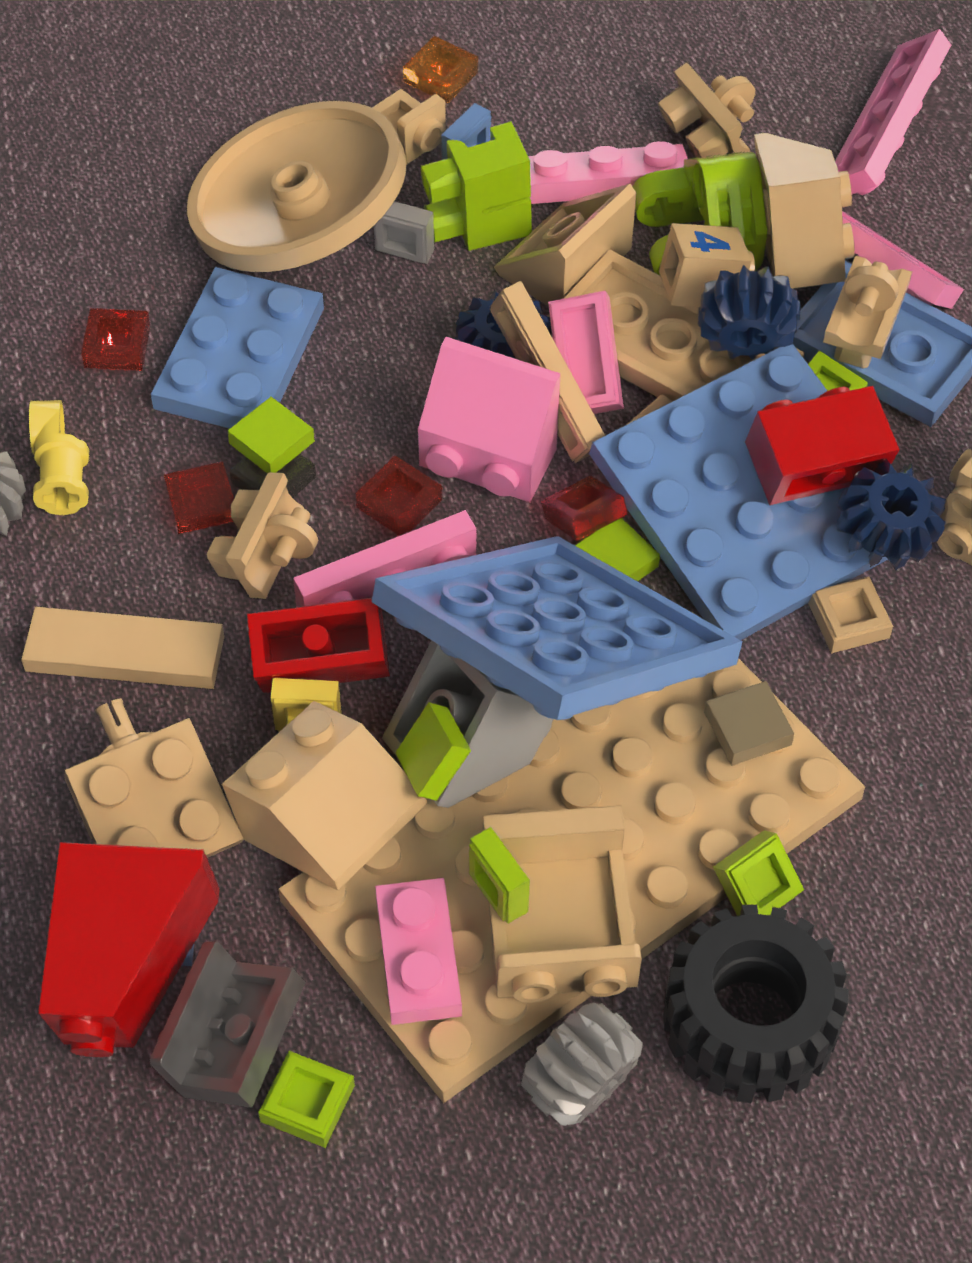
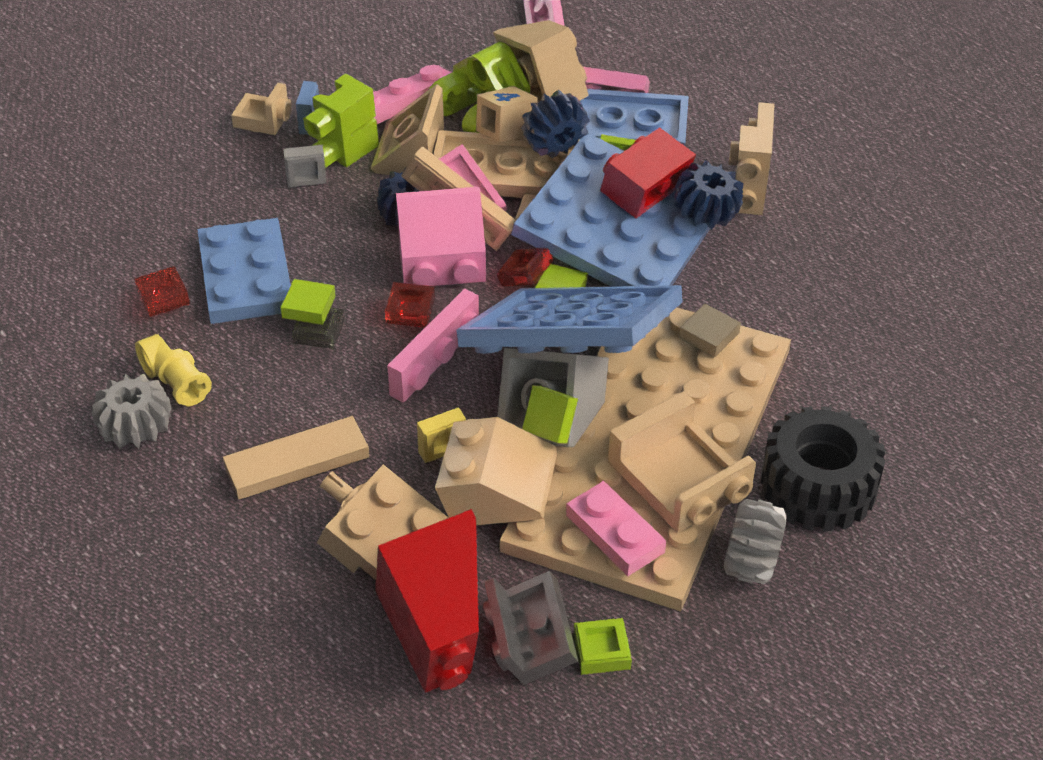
camera: 30 degrees left, 10 degrees down
(199, 497) = (282, 356): clear red tile -> none
(269, 535) = (348, 355): tan hips -> none
(296, 186) = (222, 163): tan dish -> none
(319, 643) = (427, 392): red brick -> none
(440, 69) = (260, 76): clear orange plate -> none
(498, 876) = (642, 457): lime tile -> none
(716, 110) = (442, 39): tan hips -> none
(759, 874) = (769, 404): lime tile -> none
(850, 615) = (713, 262): tan tile -> none
(866, 311) = (617, 101): tan hips -> none

